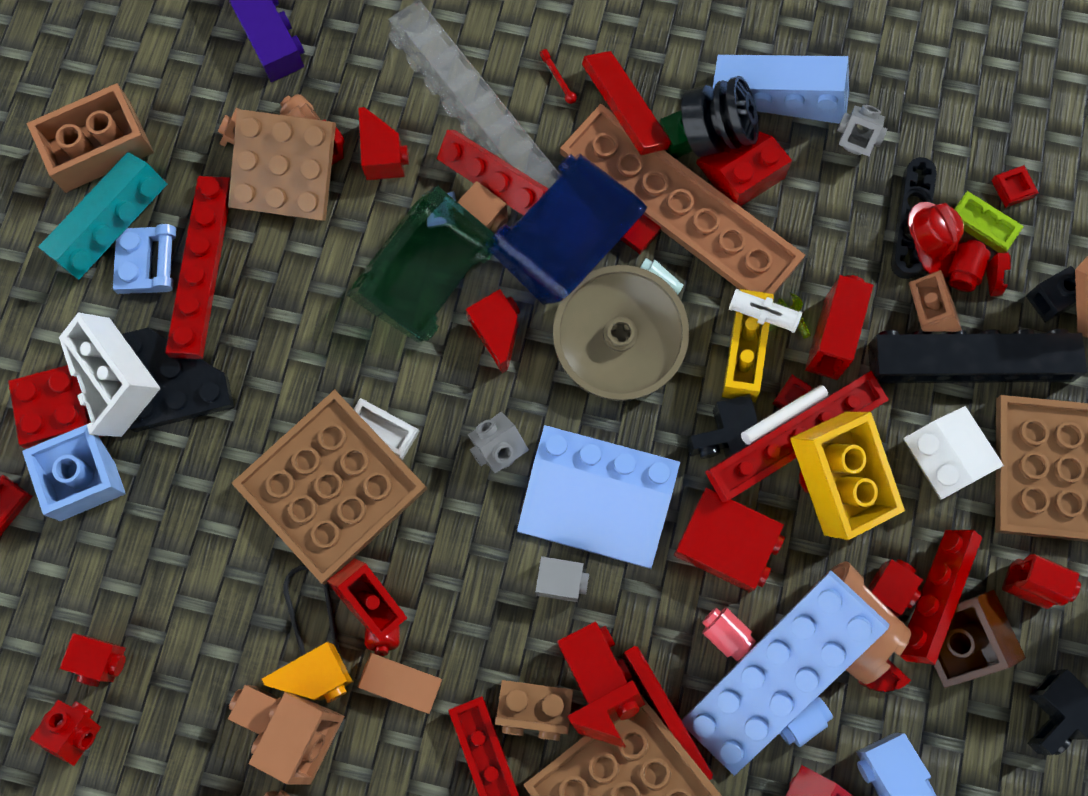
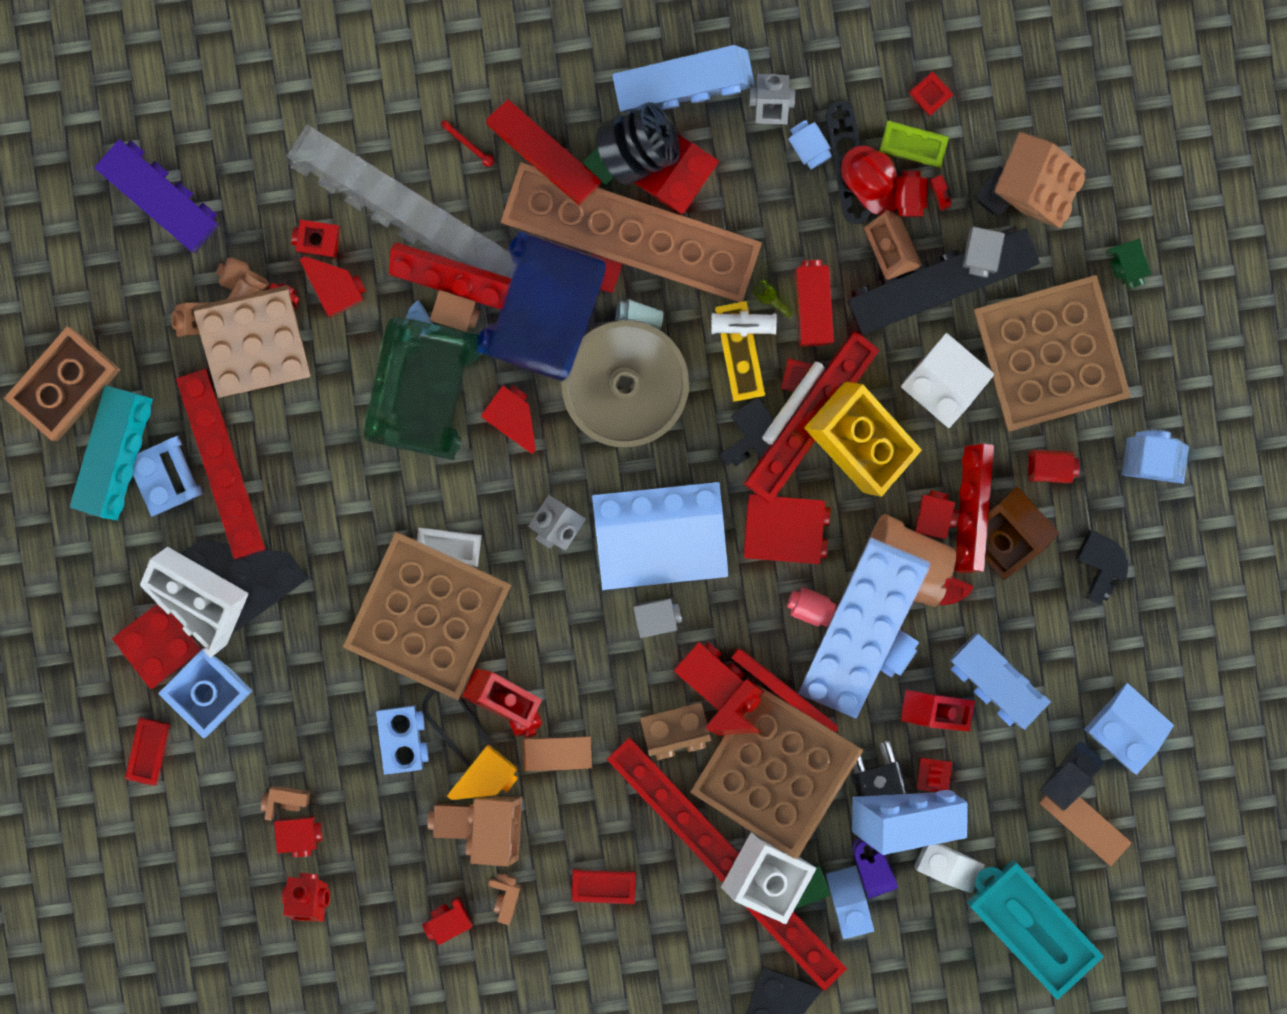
camera: 25 degrees left, 15 degrees up
(98, 614) = (290, 798): none -> nougat bracket
(236, 598) = (392, 739): none -> light blue brick
(394, 99) = (329, 234): none -> red brick
(883, 185) = (810, 144): none -> light blue brick
(1035, 333) = (983, 251): none -> light grey brick

